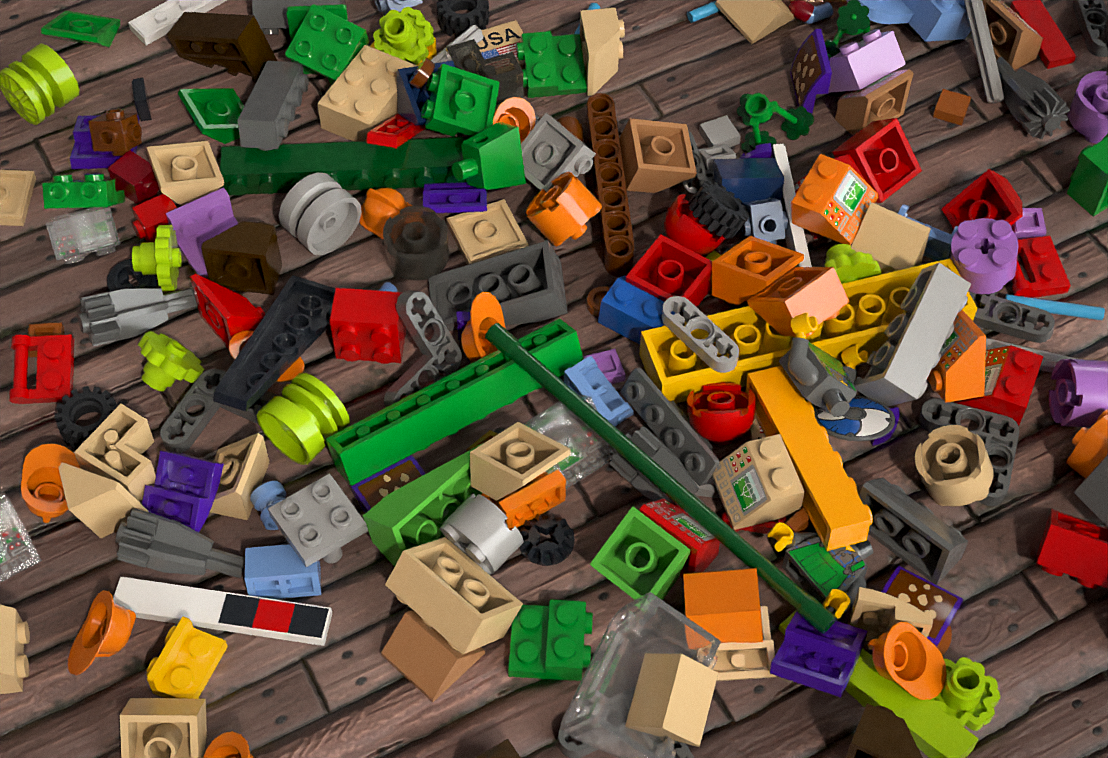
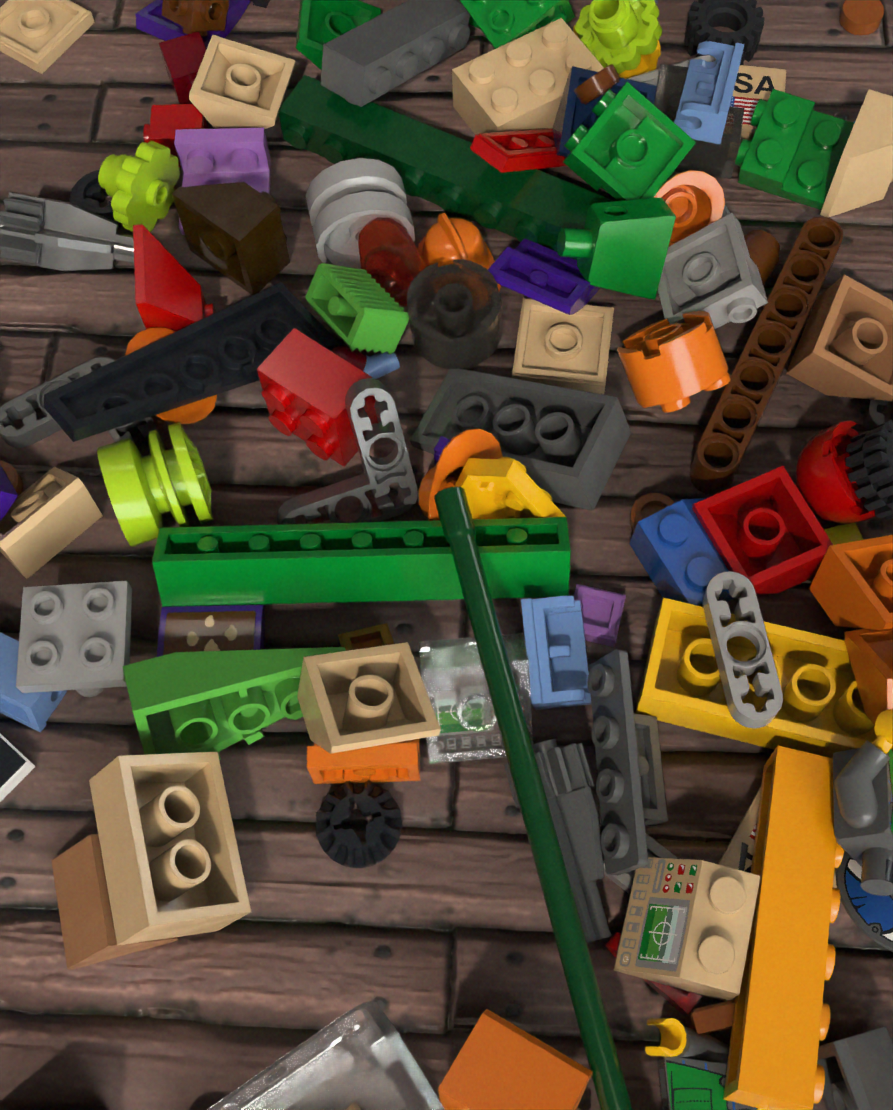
camera: 35 degrees right, 10 degrees up
(83, 233) = (86, 111): clear slope -> none
(91, 192) = (105, 61): green plate -> none
(167, 361) = (62, 320): lime plant -> none
(265, 497) = (57, 566): medium blue wheel -> none
(354, 266) = (357, 308): none -> bright green brick
(358, 230) = (389, 256): none -> clear red cap
(481, 533) = (263, 775): light grey brick -> none
(489, 49) = (709, 91): none -> medium blue hinge
(517, 317) = (504, 490): none -> yellow bracket
(550, 641) = (265, 981): green plate -> none
(641, 557) = (440, 949): bright green slope -> none
(685, 529) = (521, 935): red slope -> none
(721, 412) = (708, 777): red cylinder -> none

